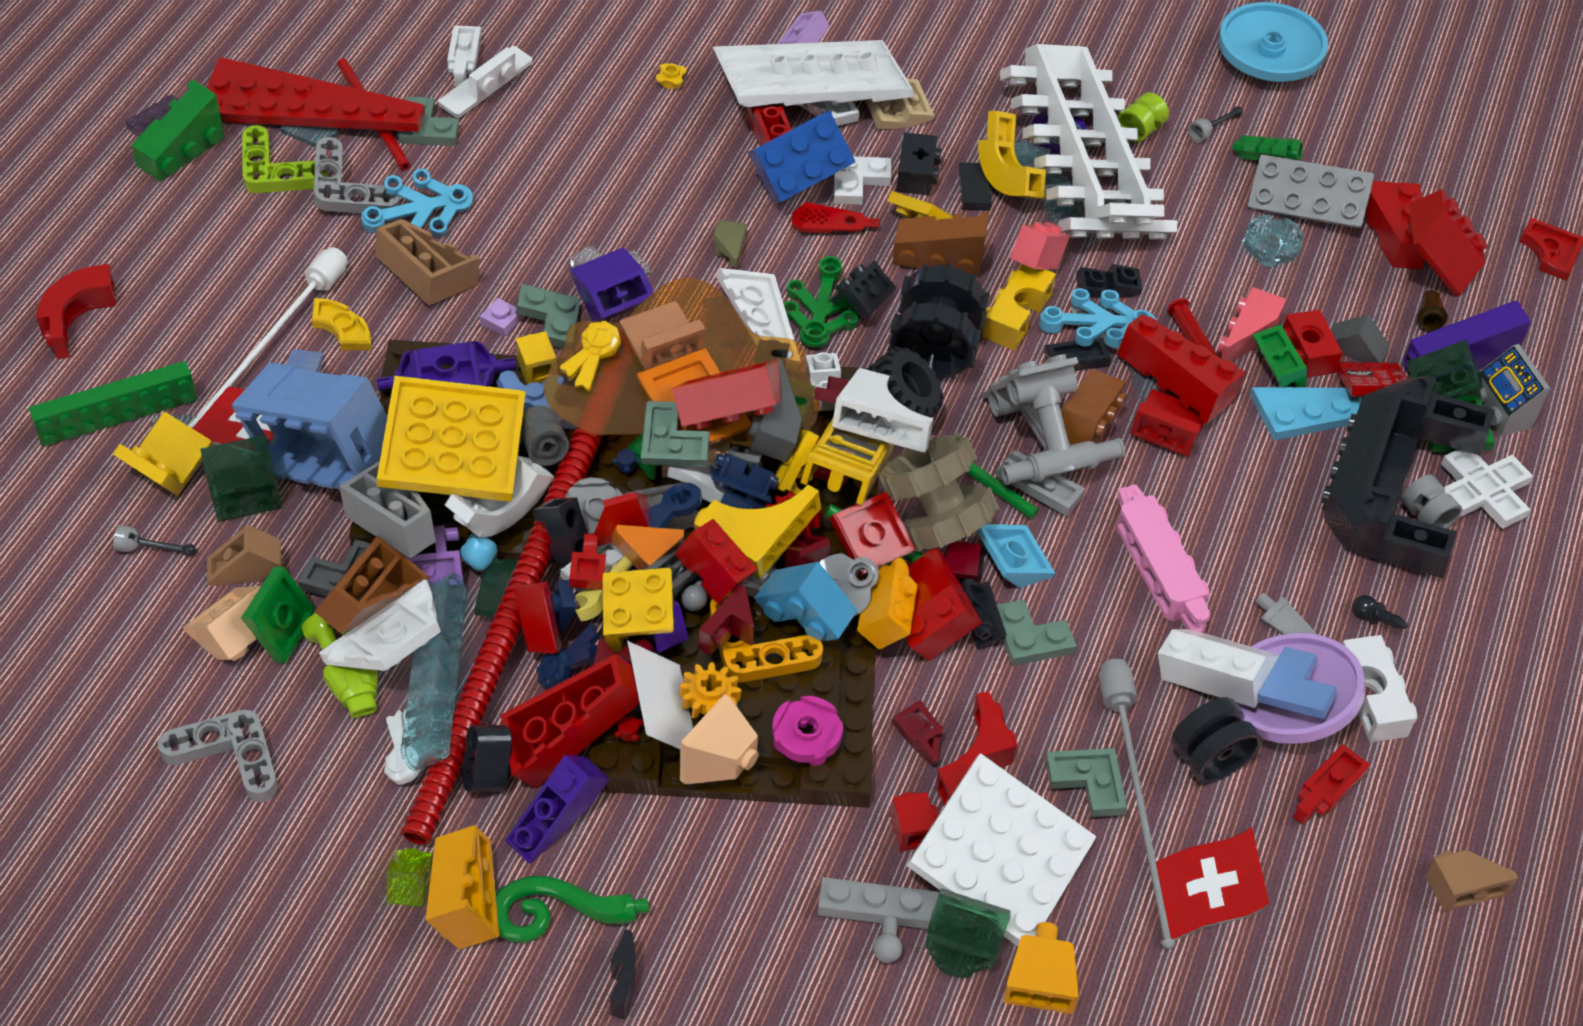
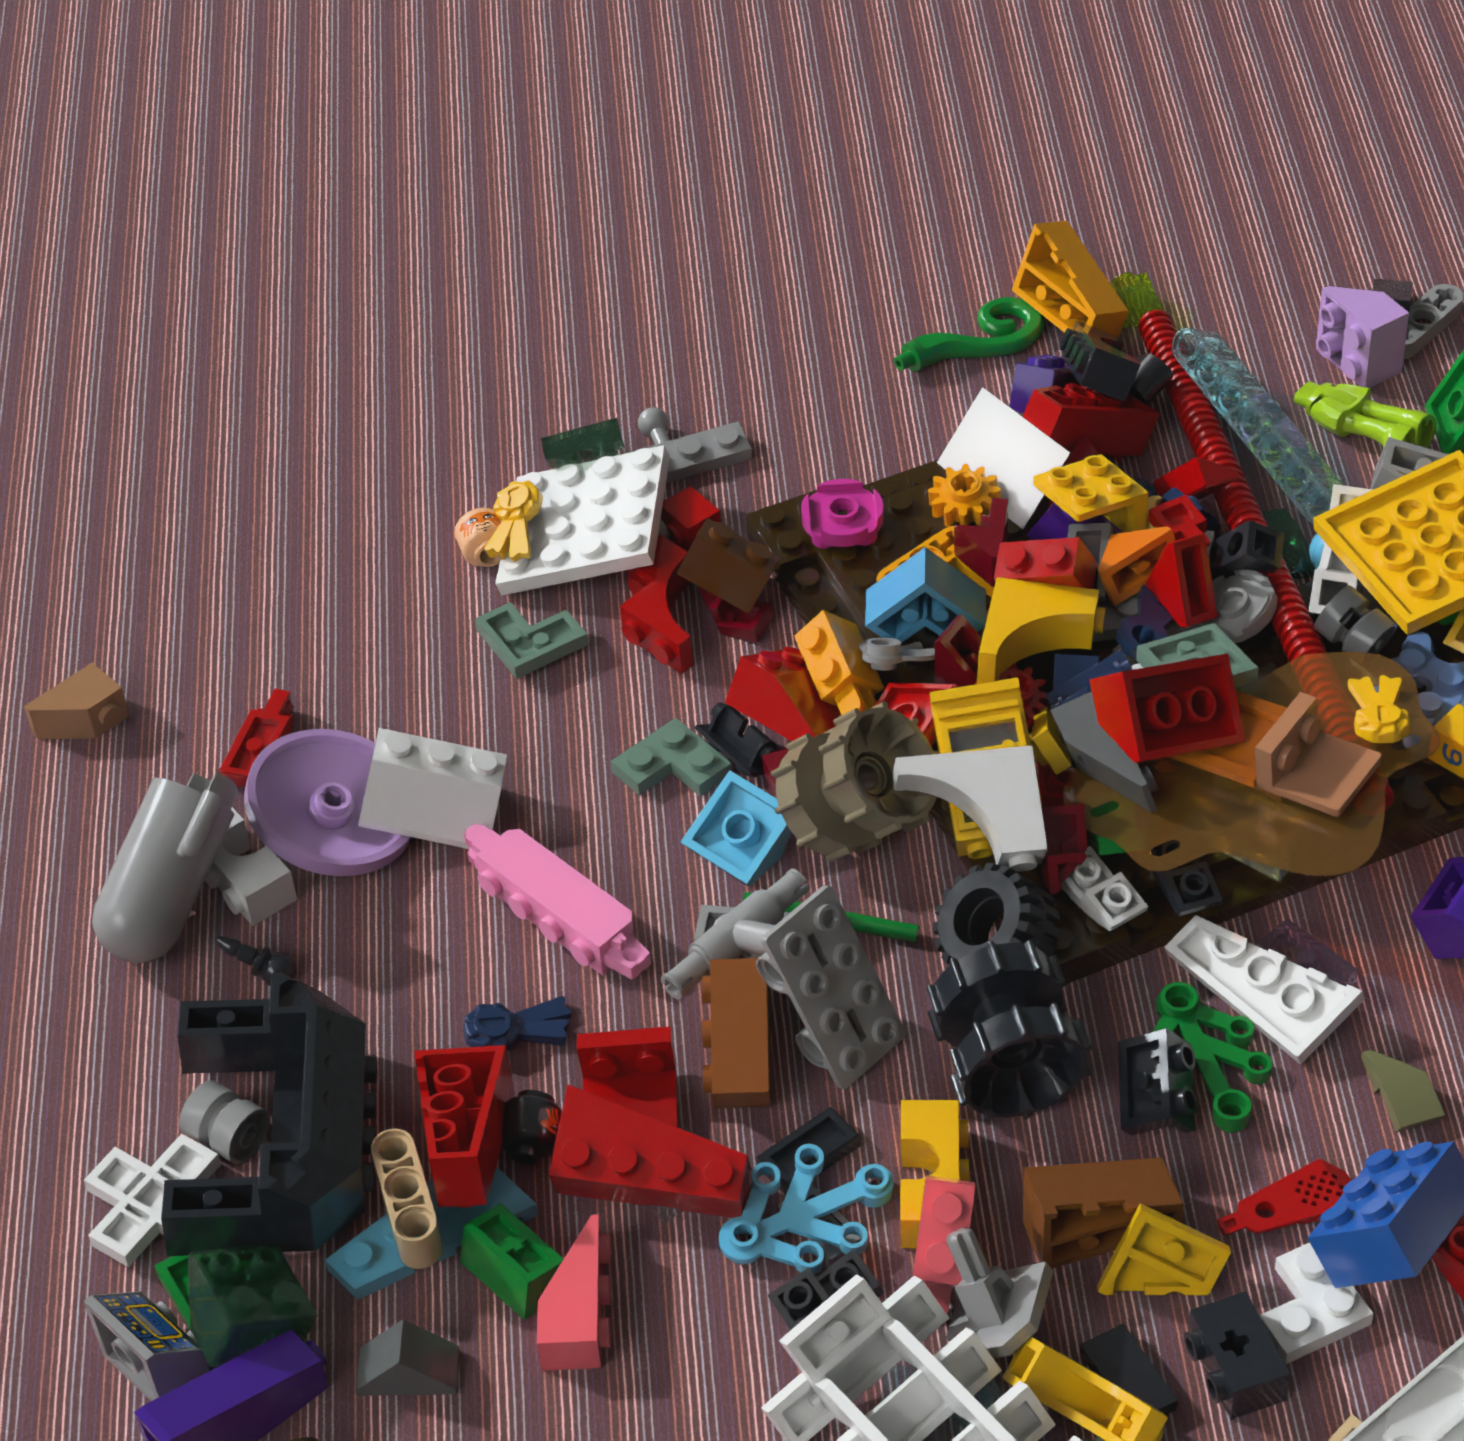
camera: 160 degrees right, 5 degrees down
(217, 758) = (1398, 290): none -> black tile
(286, 711) = (1362, 334): none -> lavender slope
(369, 586) = (1385, 409): dark orange wedge -> none
(388, 633) = (1330, 419): white wing -> none
(533, 729) = (1098, 360): none -> black arch
(624, 971) = (878, 309): black slope -> none
(718, 745) = (912, 444): light nougat slope -> none
(913, 738) = (728, 565): none -> reddish brown slope
(1026, 207) = (996, 1302): none -> light grey piece
(1043, 972) = (489, 455): light orange torso -> none
(1054, 874) = (514, 508): none -> yellow piece
(1086, 892) = (474, 533): none -> light nougat head
(1187, 322) = (657, 1257): red axle -> none
(1202, 882) = (376, 600): flag -> none
(1216, 740) = (401, 693): black wheel -> none
(1233, 497) = (499, 1026): none -> dark blue piece
(1239, 425) = (530, 1126): none -> black head
(1282, 616) = (372, 908): light grey bar -> none
(1284, 427) = (463, 1118): none -> red wedge
(1290, 688) = (336, 772): medium blue tile -> none
(1313, 342) = (484, 1336): red brick -> none
(1334, 397) = (399, 1178): none -> tan beam
(1367, 377) = (359, 1289): red tile -> none
(1433, 666) = (162, 866): none -> light grey piece

